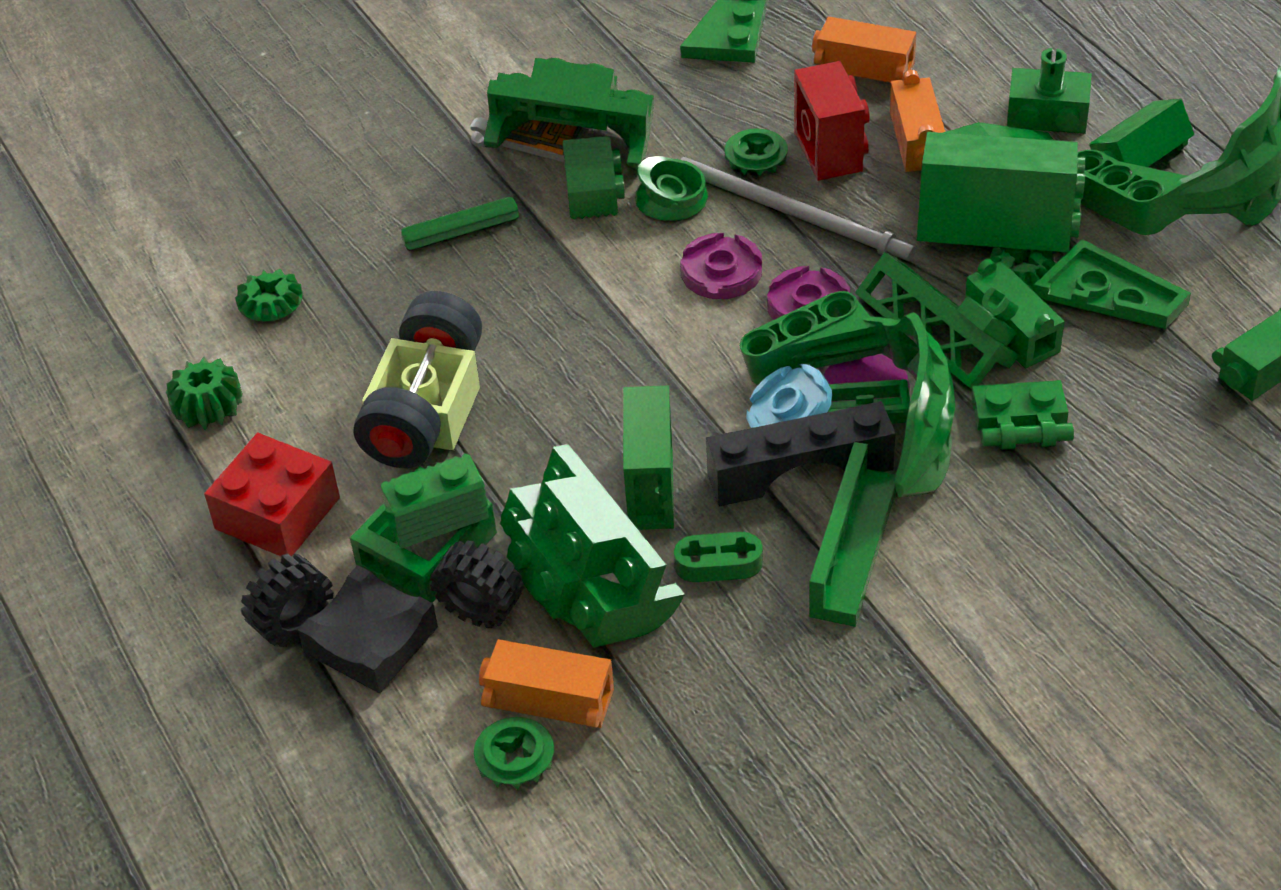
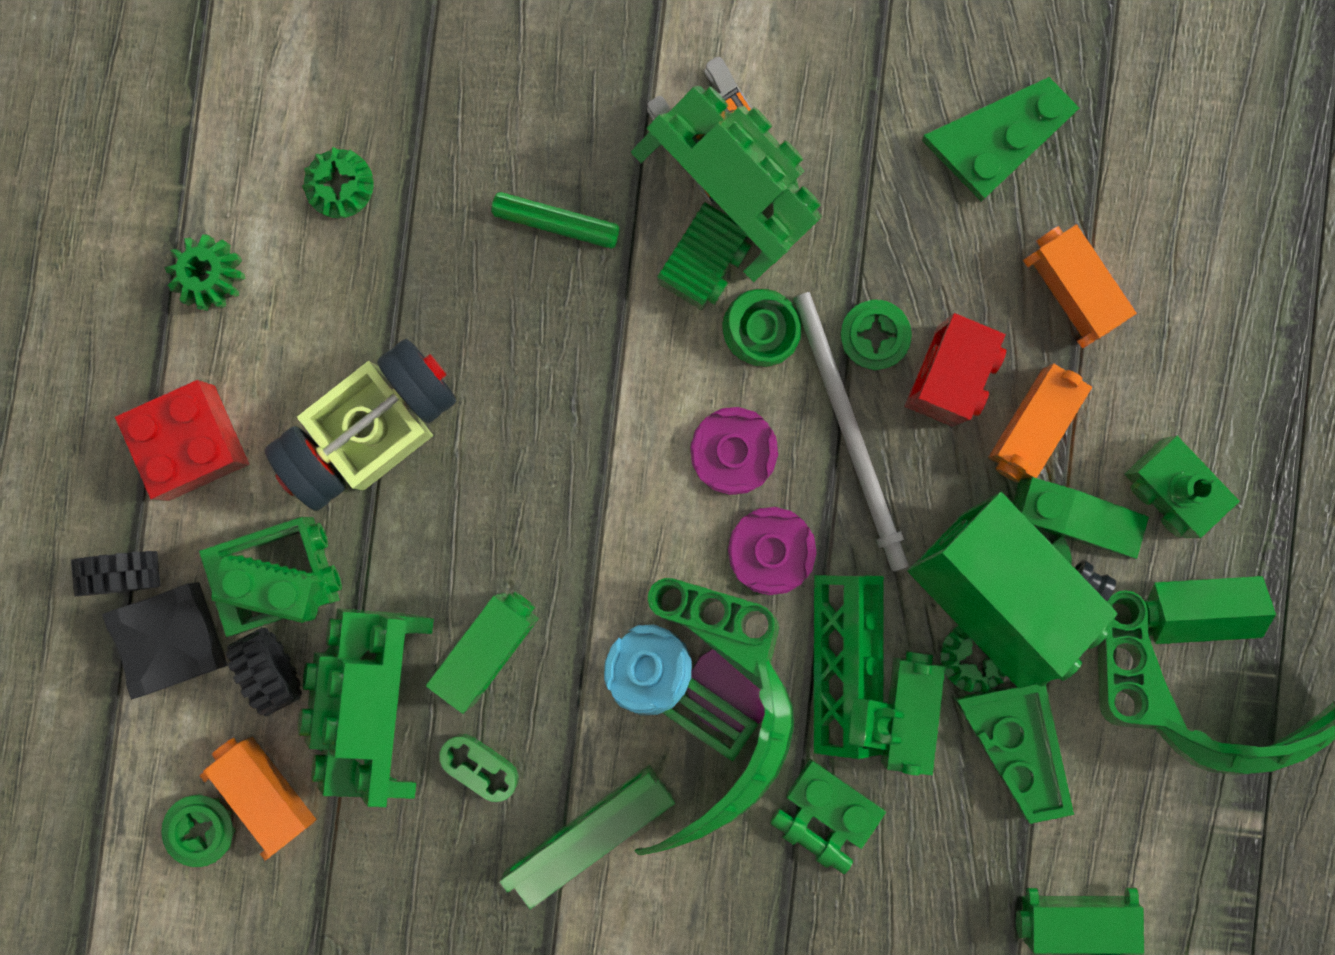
camera: 40 degrees right, 40 degrees up
(751, 459) = (613, 730): black arch -> none

